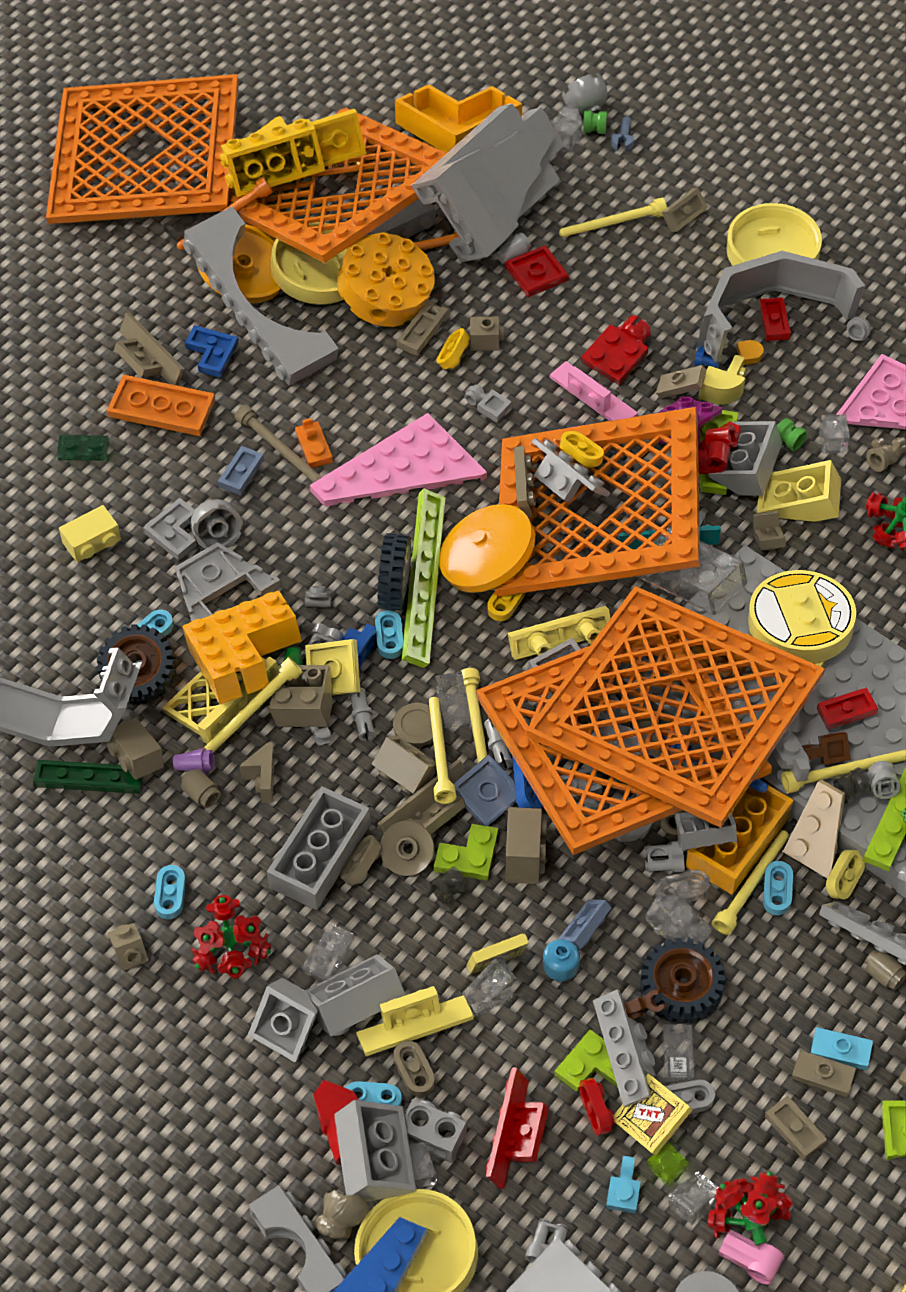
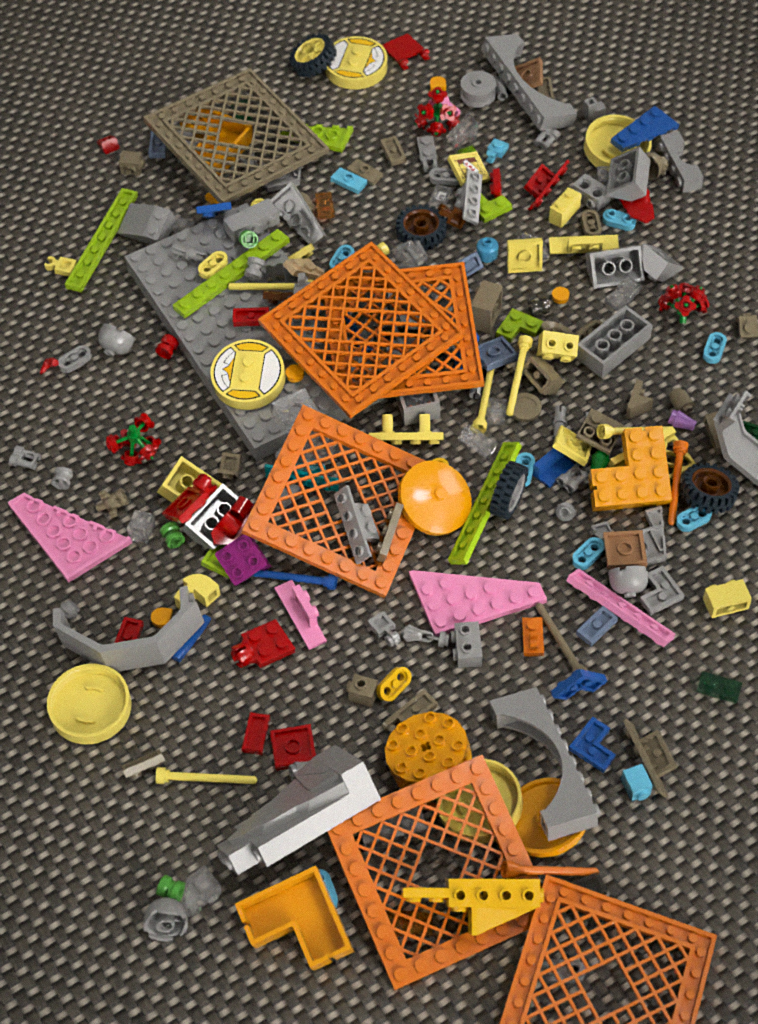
camera: 160 degrees left, 0 degrees up
(157, 323) = (636, 783): none -> medium azure brick
(161, 405) = (648, 703): orange plate -> none
(186, 705) = (680, 449): none -> orange piece
(201, 489) = (621, 607): none -> bright pink plate
(228, 550) = (624, 549): none -> medium nougat plate
(242, 386) = (578, 681): none -> blue plate
(272, 552) = (586, 553): none -> medium azure plate
(385, 408) = (468, 644): none -> light grey brick
(395, 797) = (557, 346): none -> light yellow brick
(423, 924) = (560, 295): none -> light orange tile
(455, 406) = (411, 633): none -> light grey piece
(466, 1082) = (564, 207): none -> light yellow brick
(471, 656) = (477, 441): none -> clear plate
(581, 449) = (338, 538): yellow plate -> none
(582, 272) = (256, 733): none -> red tile
(623, 135) = (160, 870): sand blue bar -> none
(681, 381) = (230, 596): dark tan plate -> none
(737, 1145) = (427, 152): none -> light grey hinge
(785, 448) = (190, 499): none -> red plate
(854, 981) = (324, 205): none -> clear orange slope

